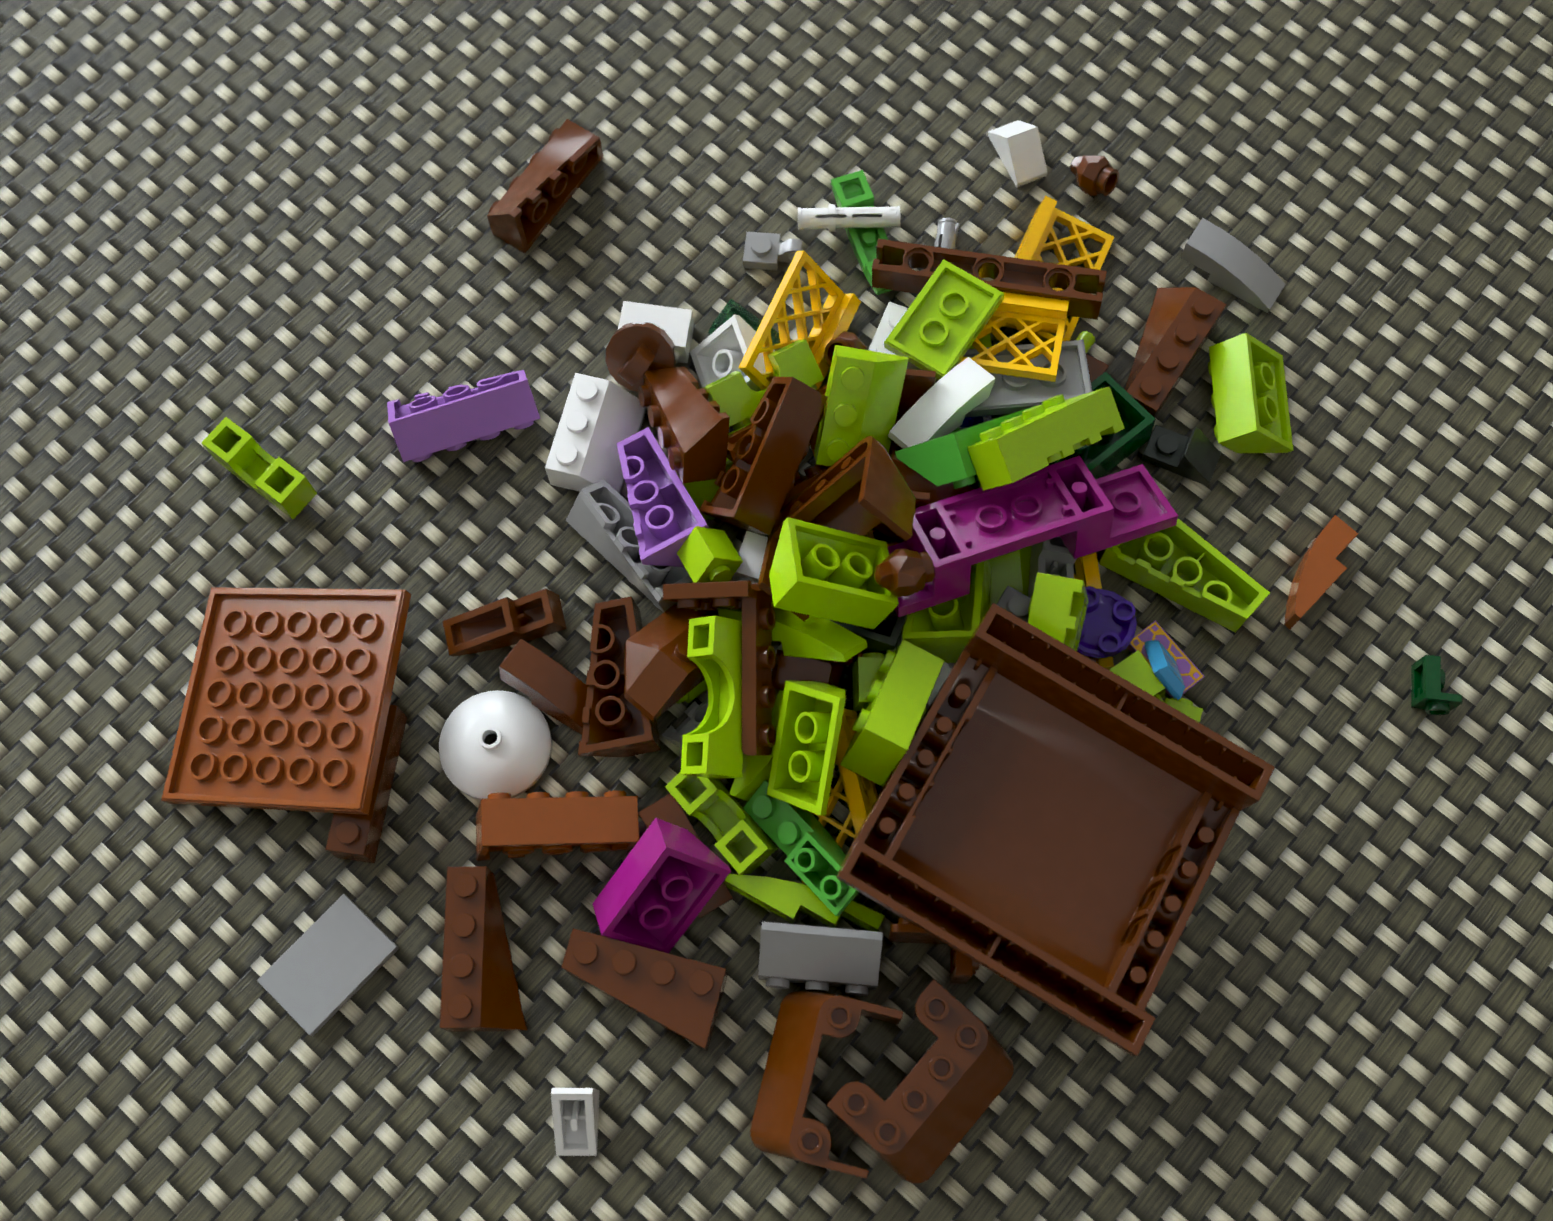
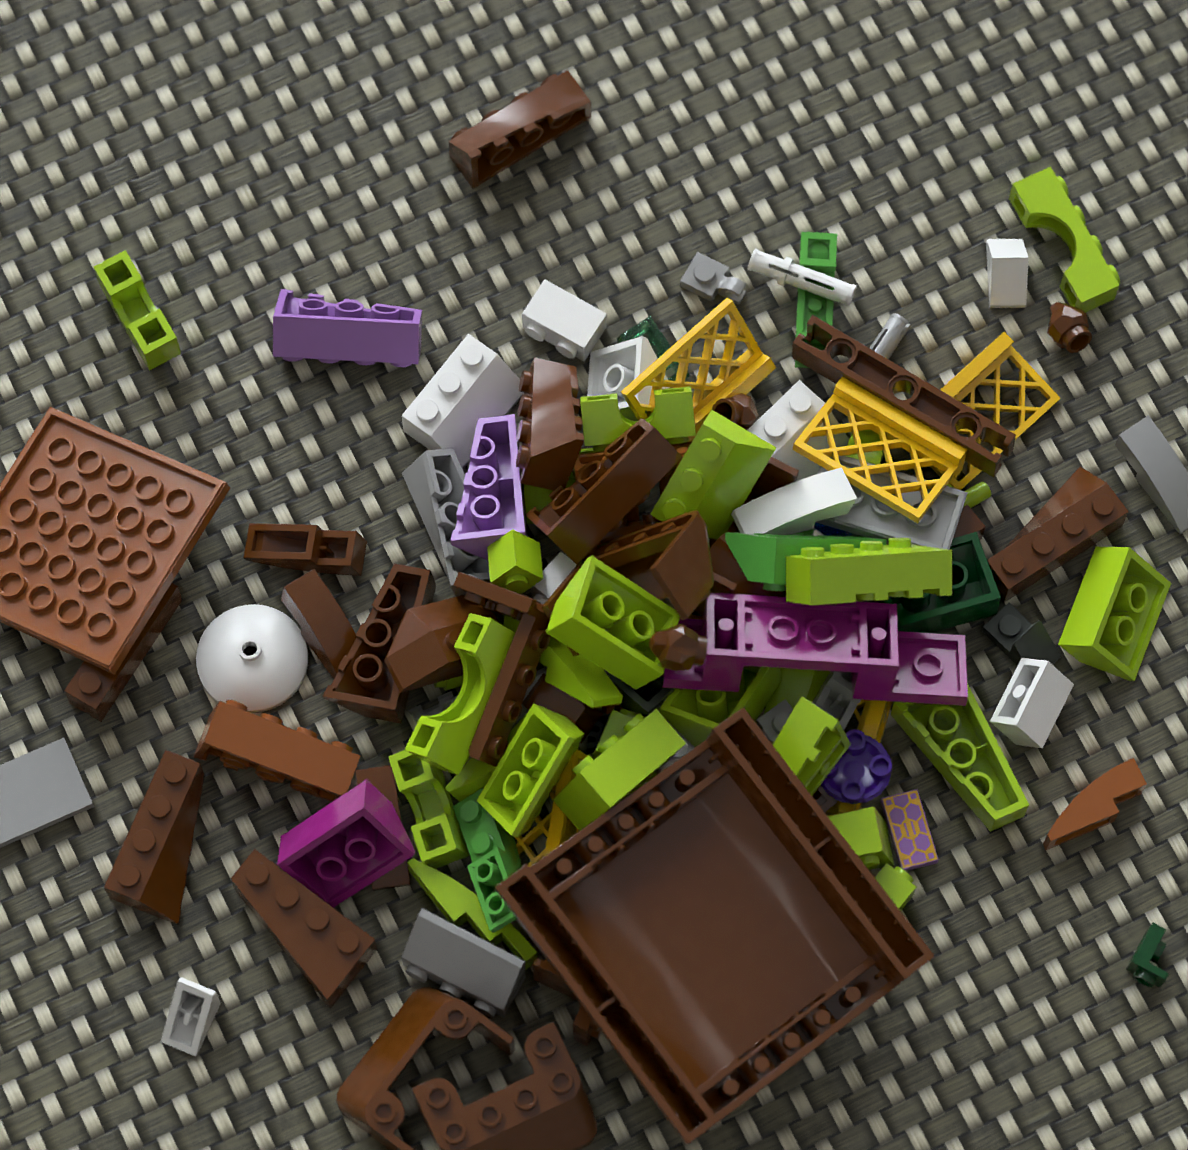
camera: 20 degrees right, 0 degrees up
(637, 350) = (537, 334): reddish brown tile -> none
(944, 319) = (837, 421): lime tile -> none
(1027, 83) = (1044, 203): none -> lime arch
(1165, 668) = (894, 833): dark azure tile -> none
(1221, 502) = (1032, 702): none -> white brick

